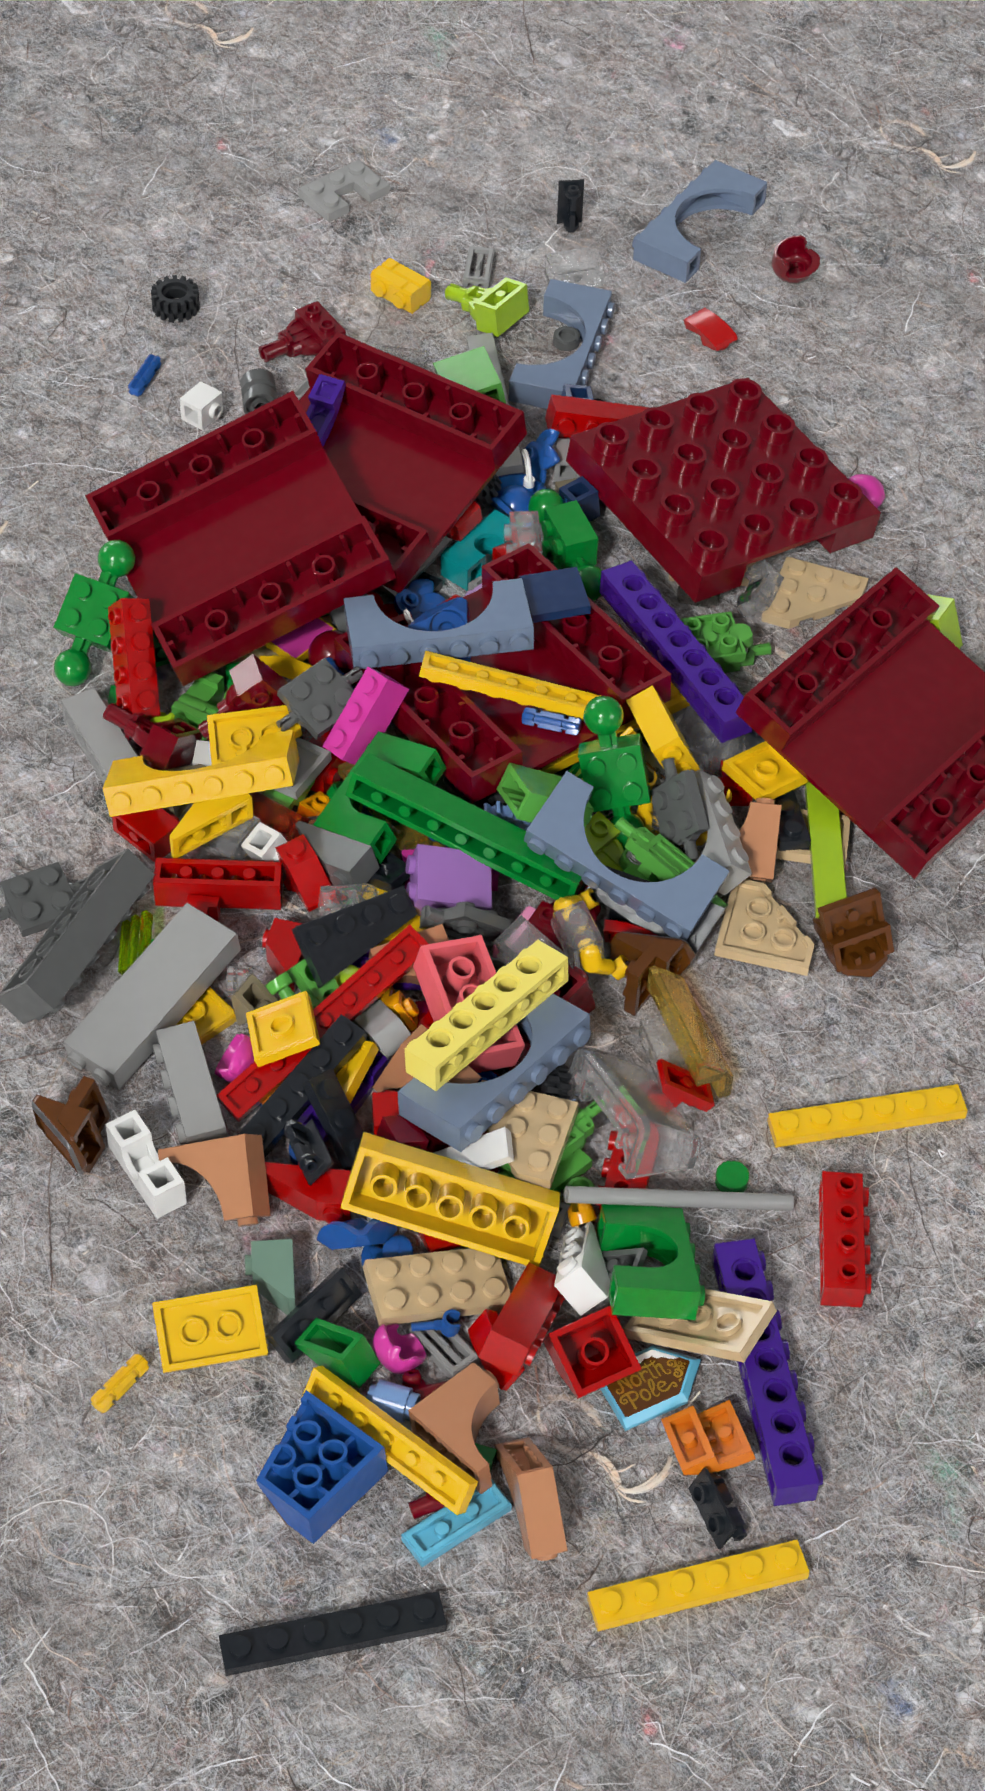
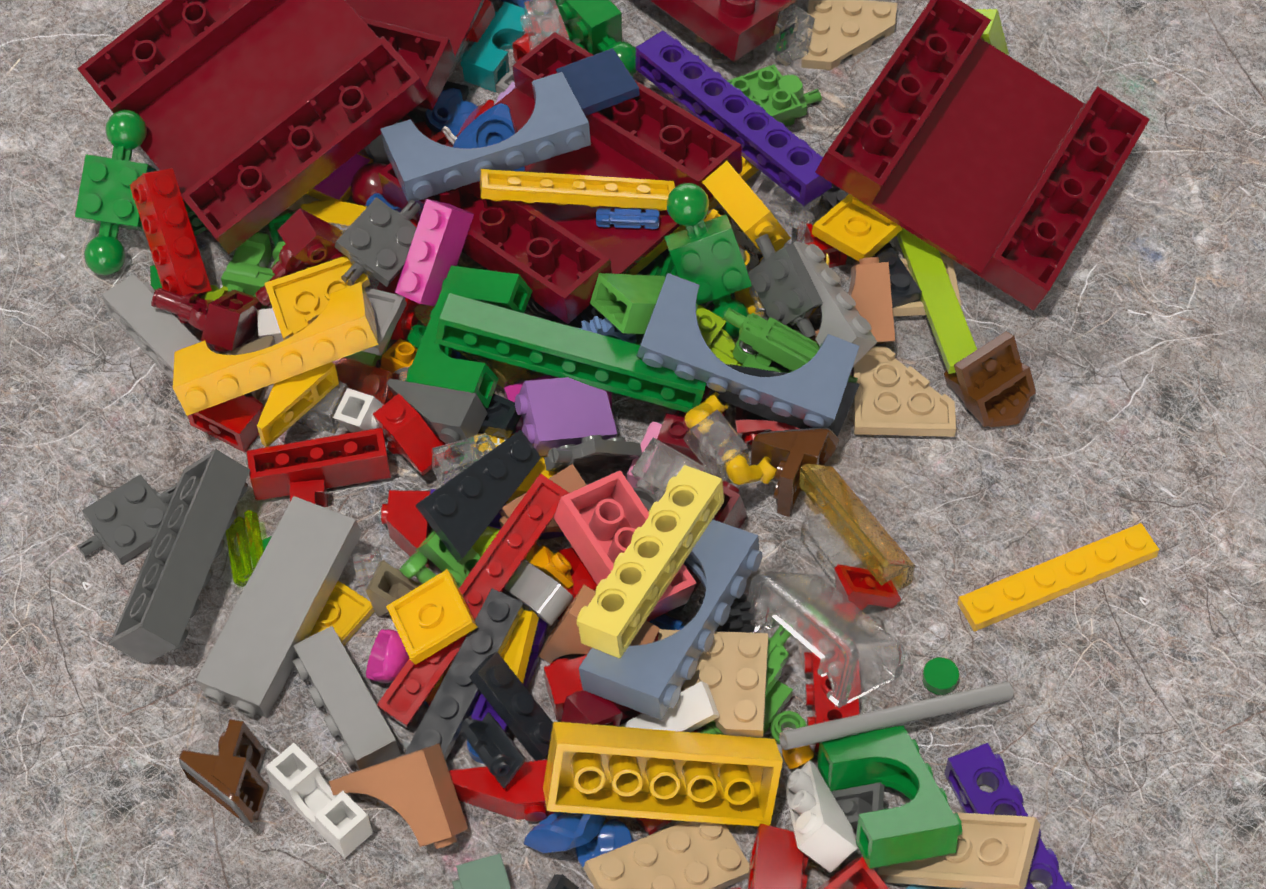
camera: 10 degrees left, 5 degrees up
(842, 1239) = (1075, 721): red brick -> none

